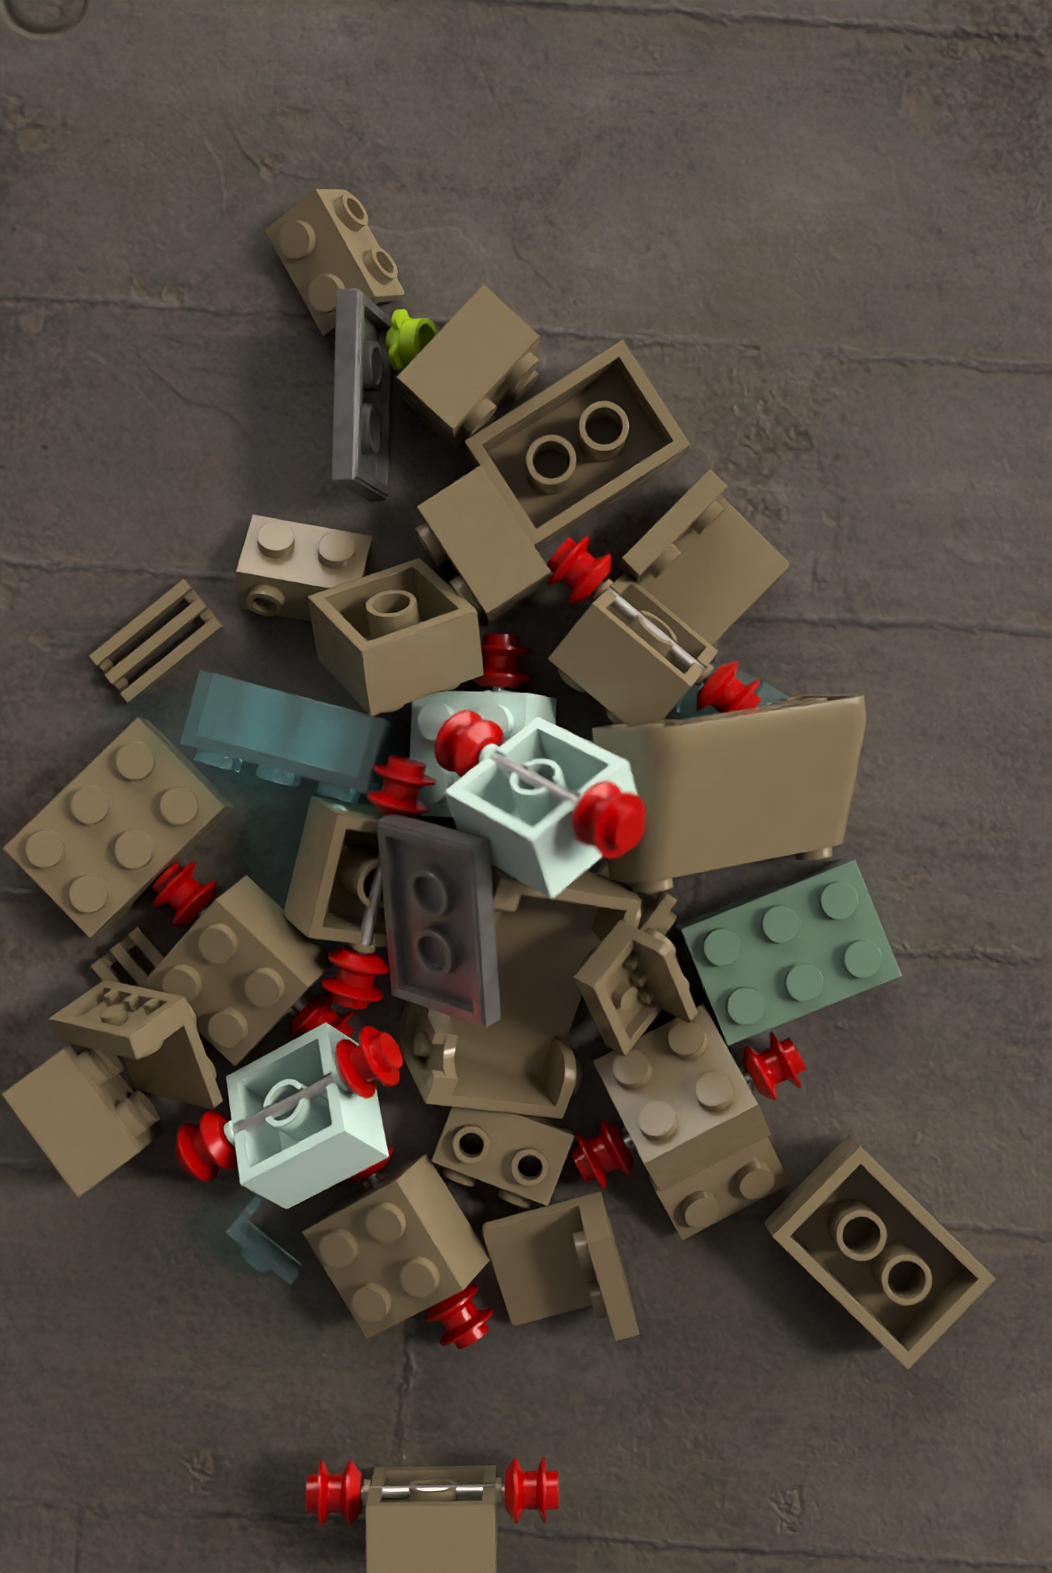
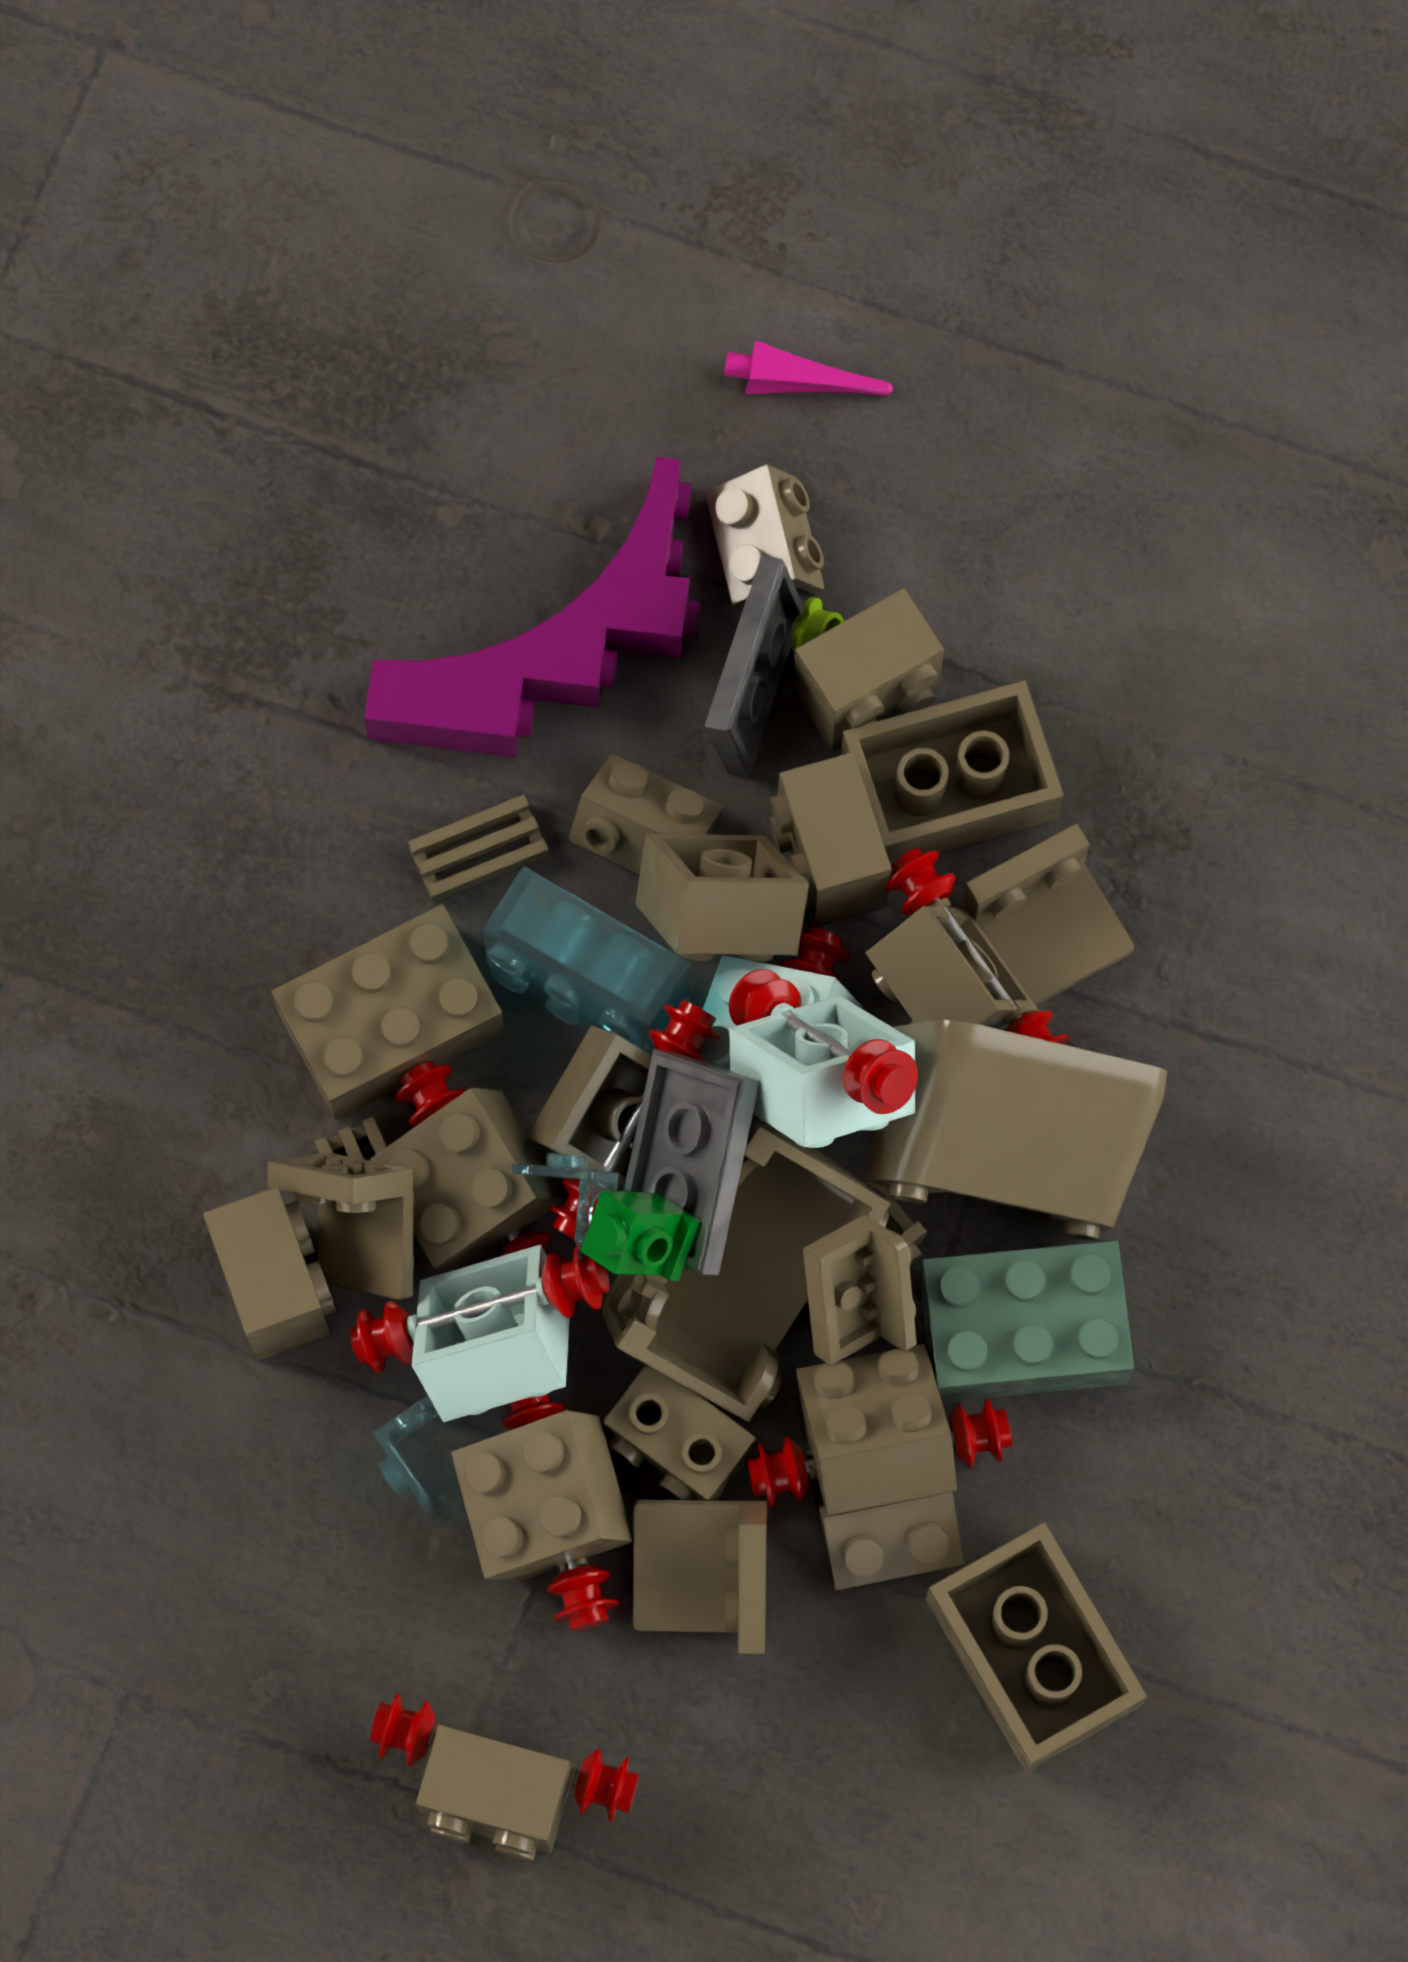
camera: 20 degrees right, 15 degrees down
(228, 366) = (481, 696): none -> magenta arch
(300, 88) = (782, 372): none -> dark pink piece
(357, 963) = (574, 1168): none -> clear light blue bracket
(416, 1008) = (640, 1234): none -> green brick

